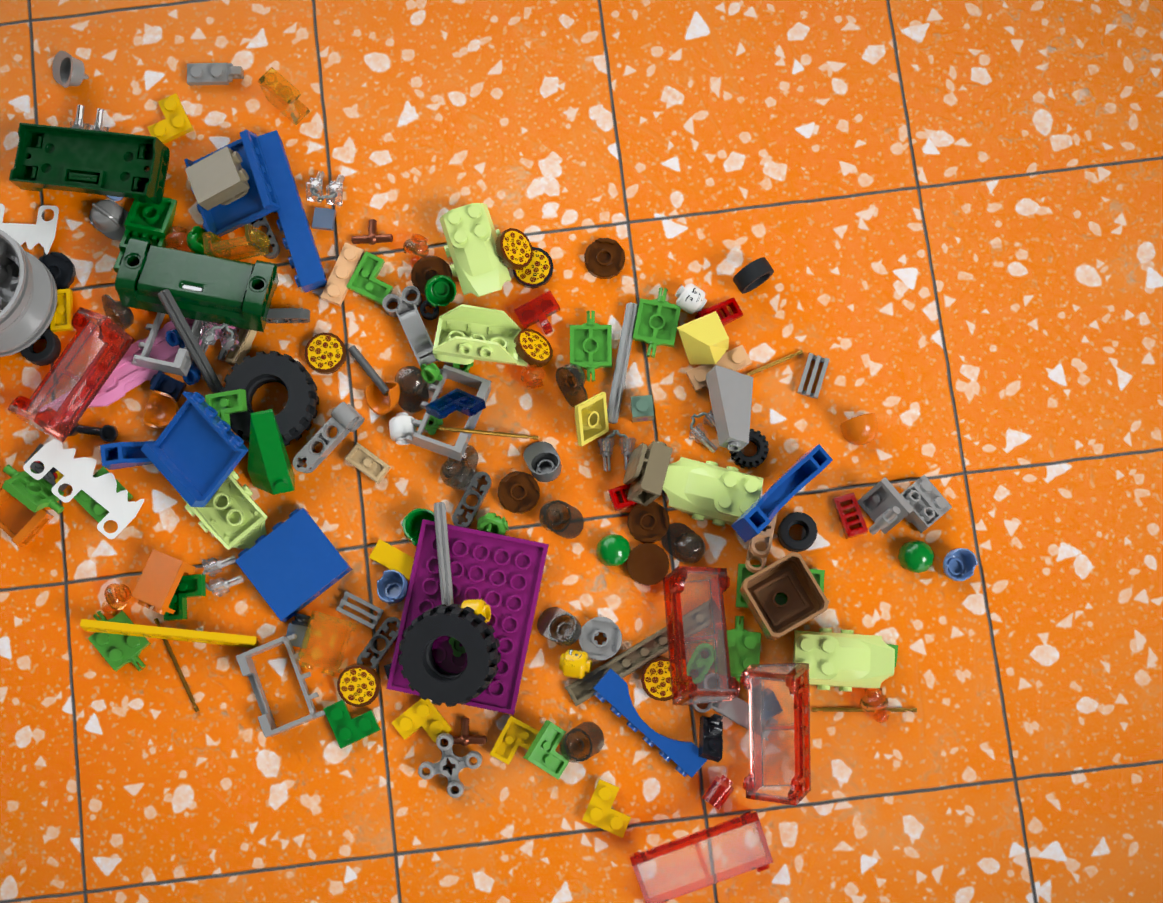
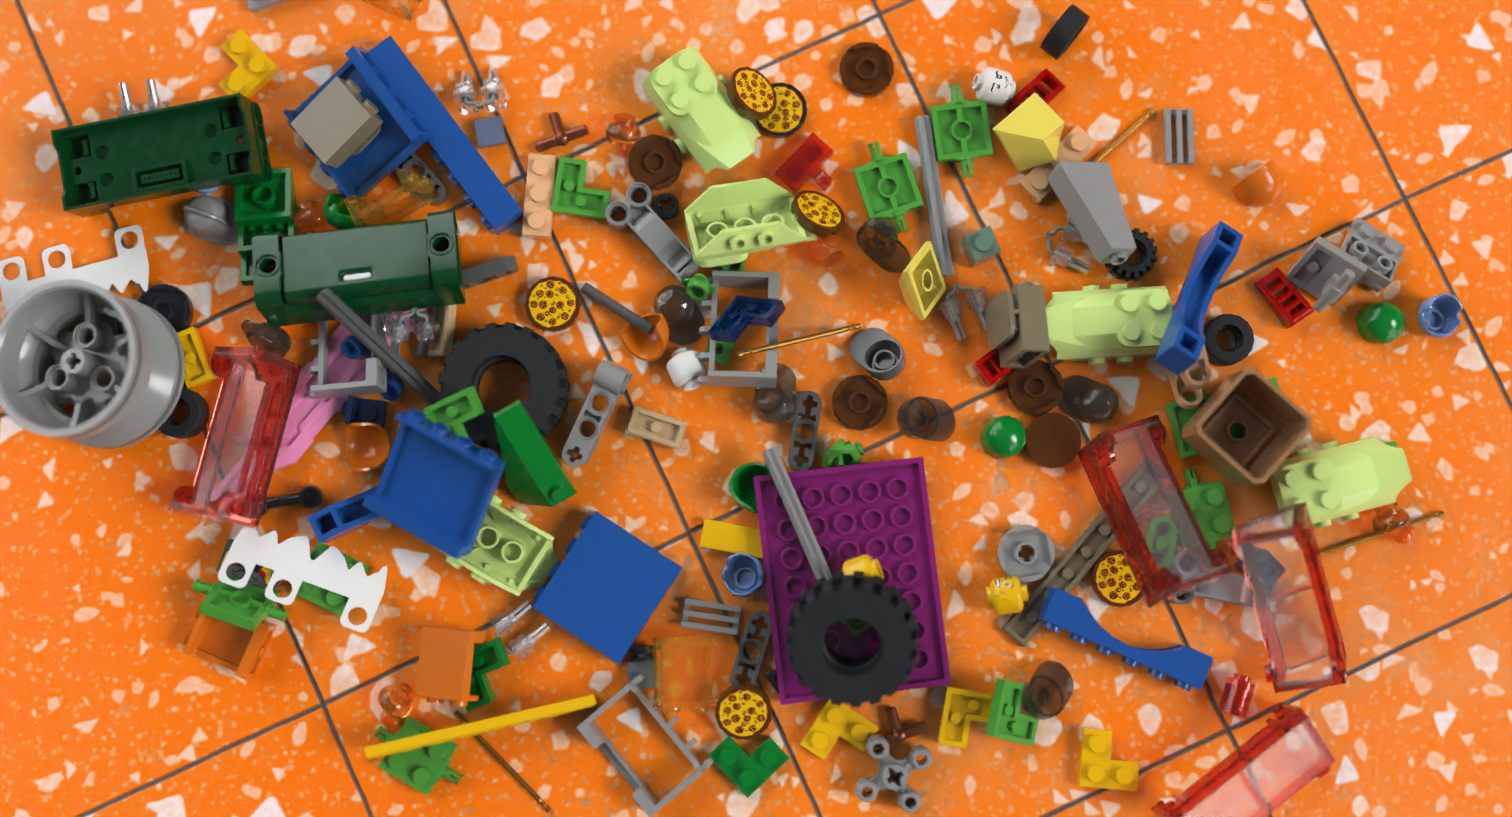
camera: 20 degrees left, 5 degrees up
(68, 70) = (87, 41): light grey piece -> none
(440, 290) = (674, 177): green hair -> none
(559, 626) = (969, 555): clear smoke cap -> none
(711, 737) = (1207, 632): black plate -> none

